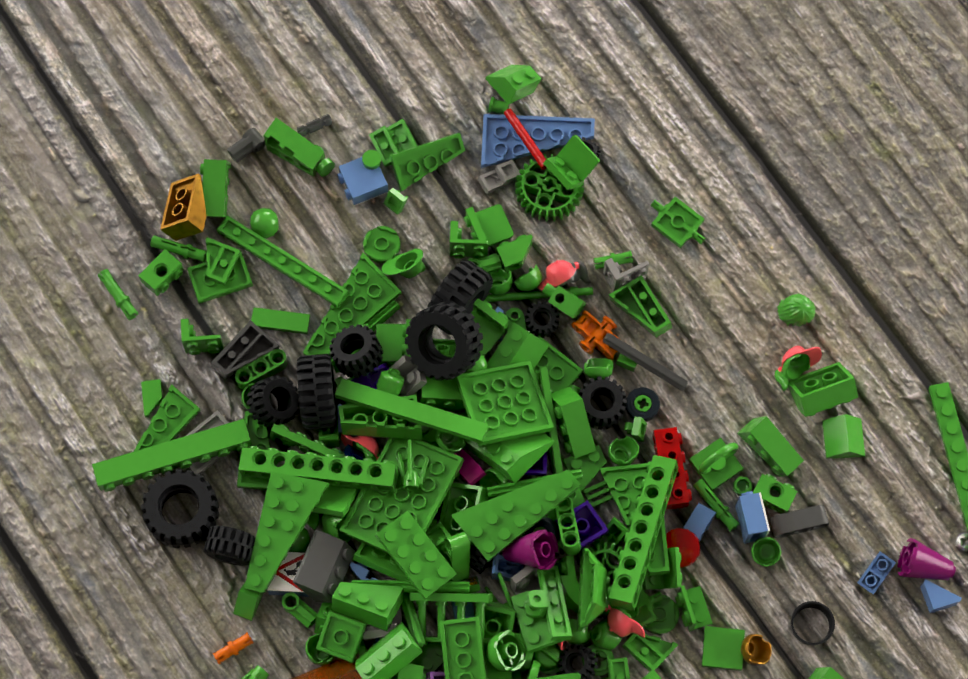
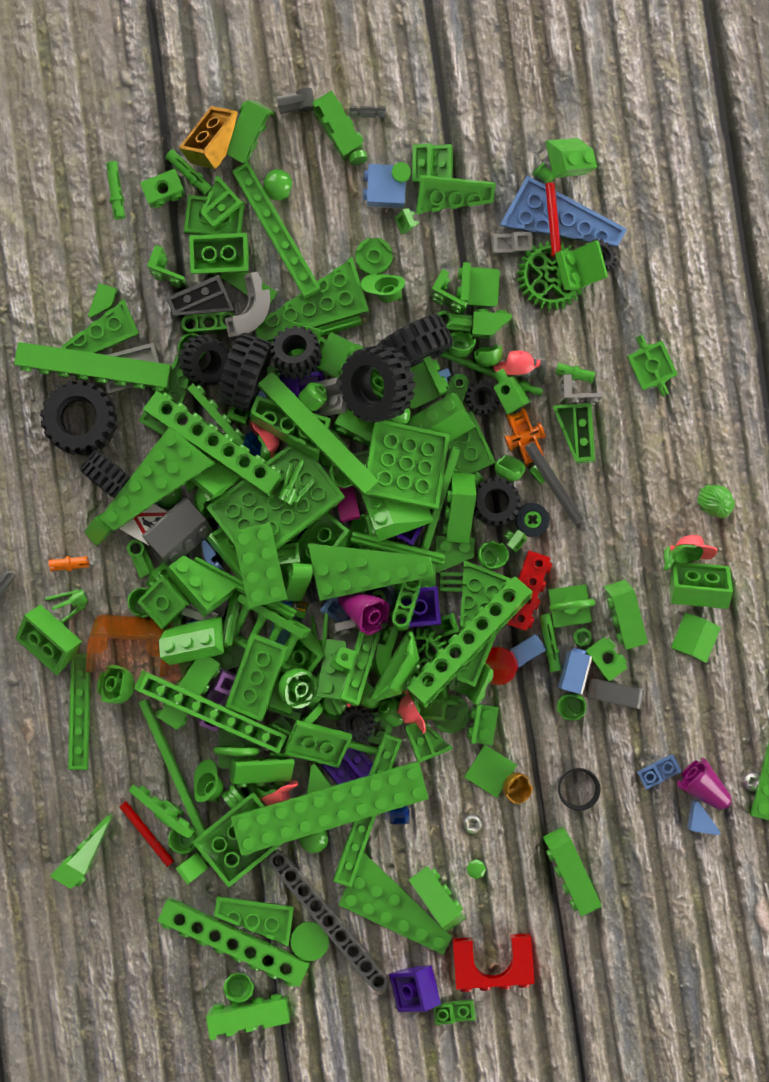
camera: 25 degrees right, 15 degrees up
(240, 302) = (219, 253): none -> bright green slope
(298, 334) = (256, 308): none -> light grey arch

